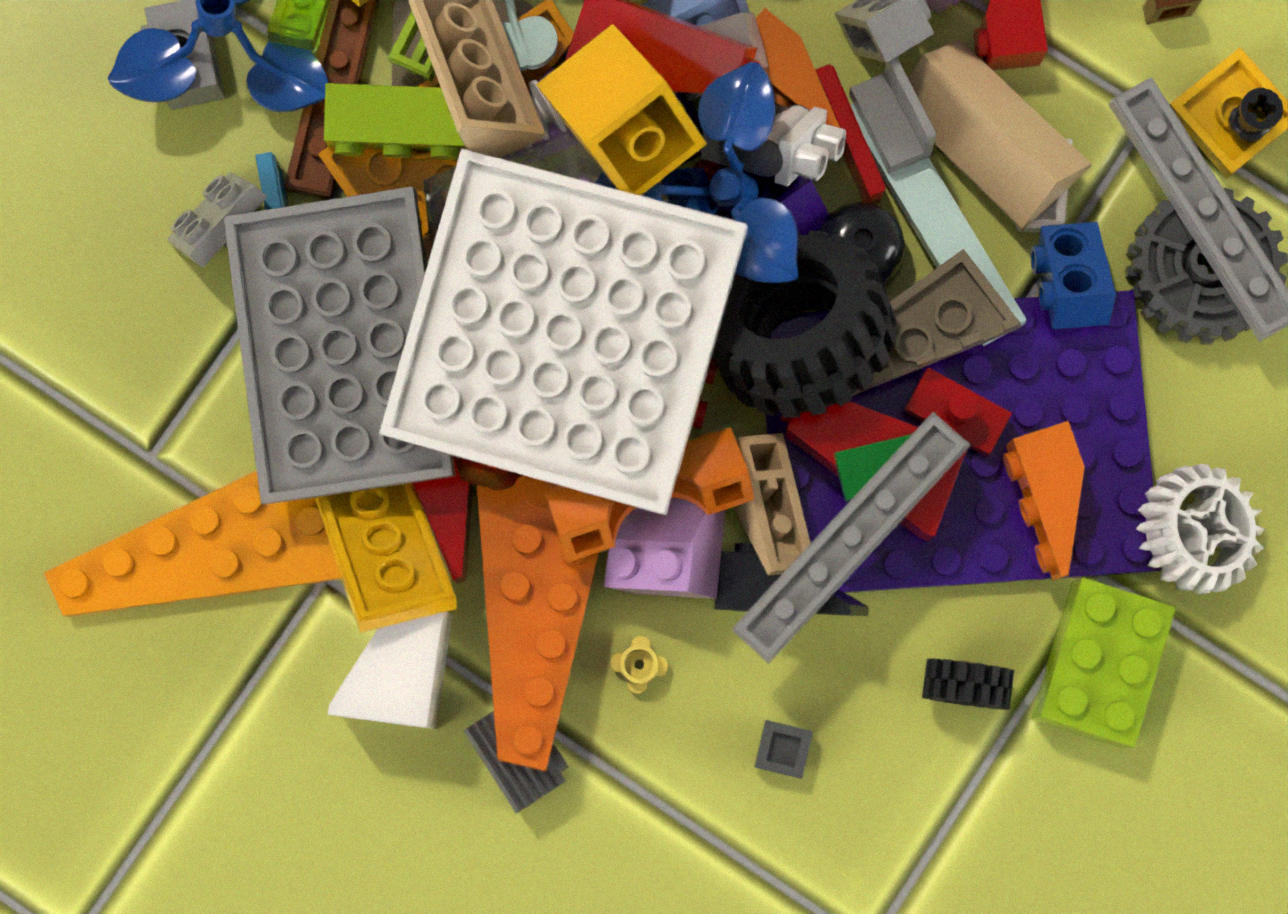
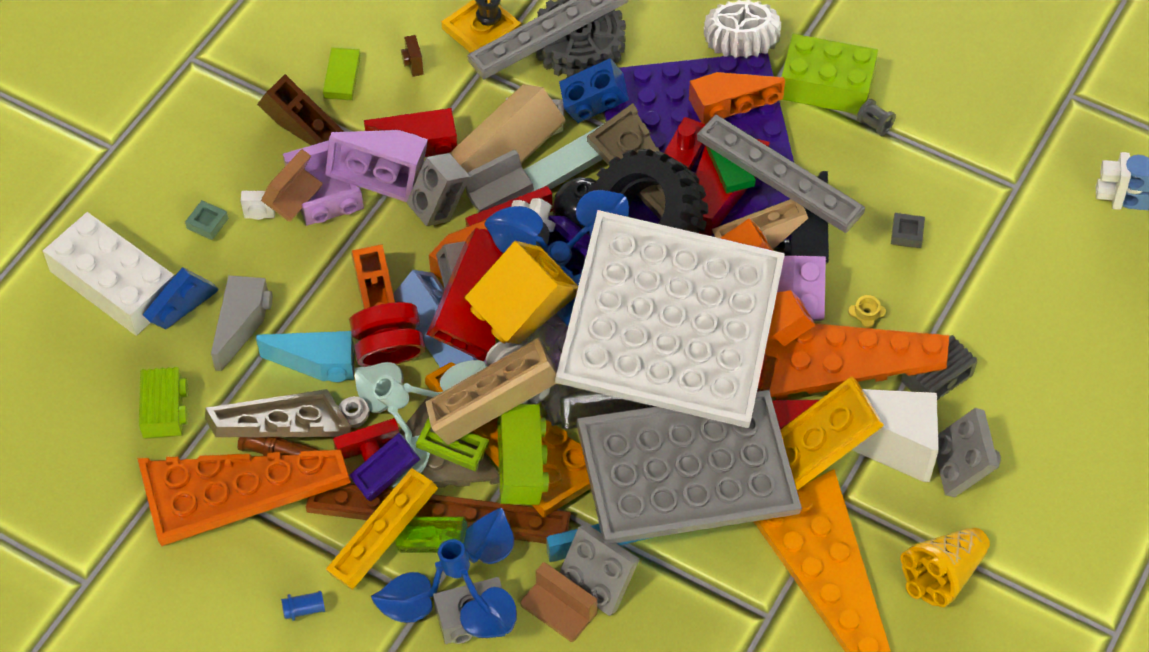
camera: 95 degrees left, 25 degrees down
(183, 712) = (943, 565): none -> yellow cone
(188, 169) = (560, 603): none -> medium nougat panel
(355, 770) = (966, 453): none -> light grey plate
(968, 683) = (853, 133): black tyre -> none
(1013, 731) = (884, 121): none -> dark grey bush

